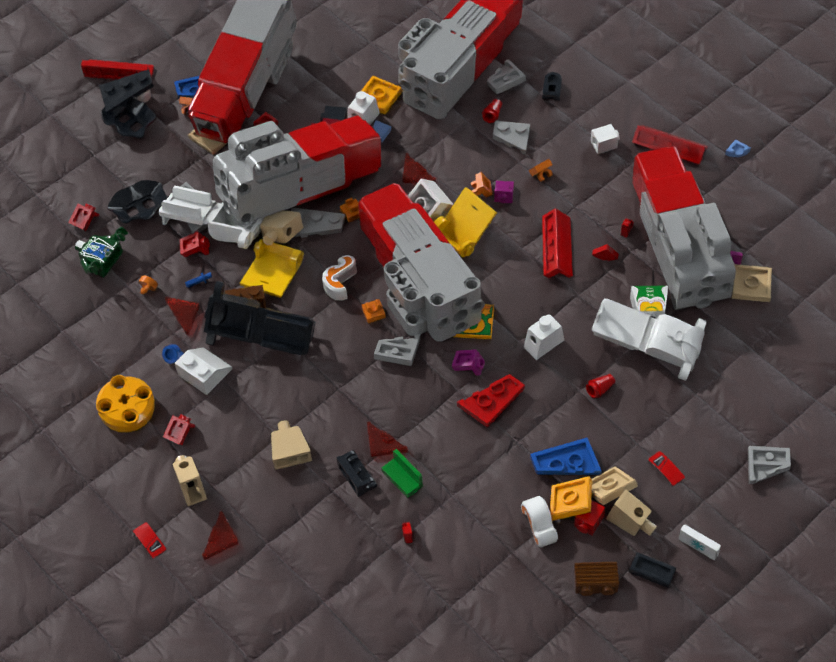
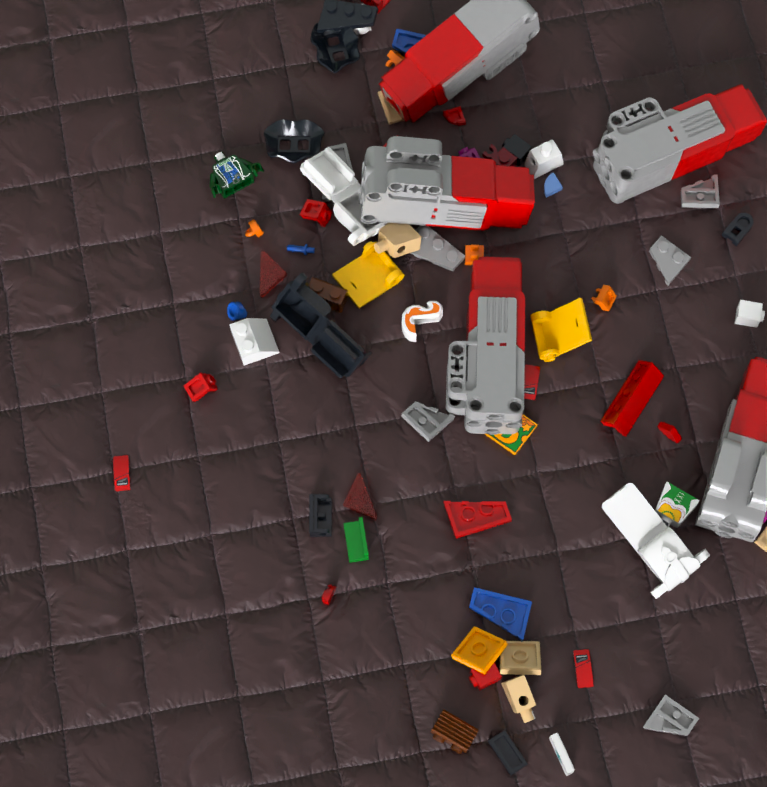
camera: 30 degrees right, 15 degrees up
(82, 216) = (239, 127): red bracket -> none
(125, 404) = (170, 336): light orange piece -> none
(186, 472) = (180, 439): tan torso -> none
(221, 538) = (178, 506): clear red tile -> none
(289, 446) = (279, 457): tan torso -> none
(373, 311) = (430, 368): orange tile -> none
(383, 91) = (574, 144): light orange tile -> none
(414, 171) = (554, 247): clear red tile -> none
(431, 198) = (543, 288): white slope -> none
(468, 361) = (479, 467): magenta bracket -> none
(492, 111) = (664, 224): red cone -> none
(504, 191) = (621, 314): magenta bracket -> none
(540, 521) = (441, 653): white animal -> none
(542, 168) = (669, 310): orange tile -> none
(543, 336) = (558, 483): white torso -> none
(600, 385) = (577, 558): red cone -> none
(626, 227) = (707, 416): red tile -> none

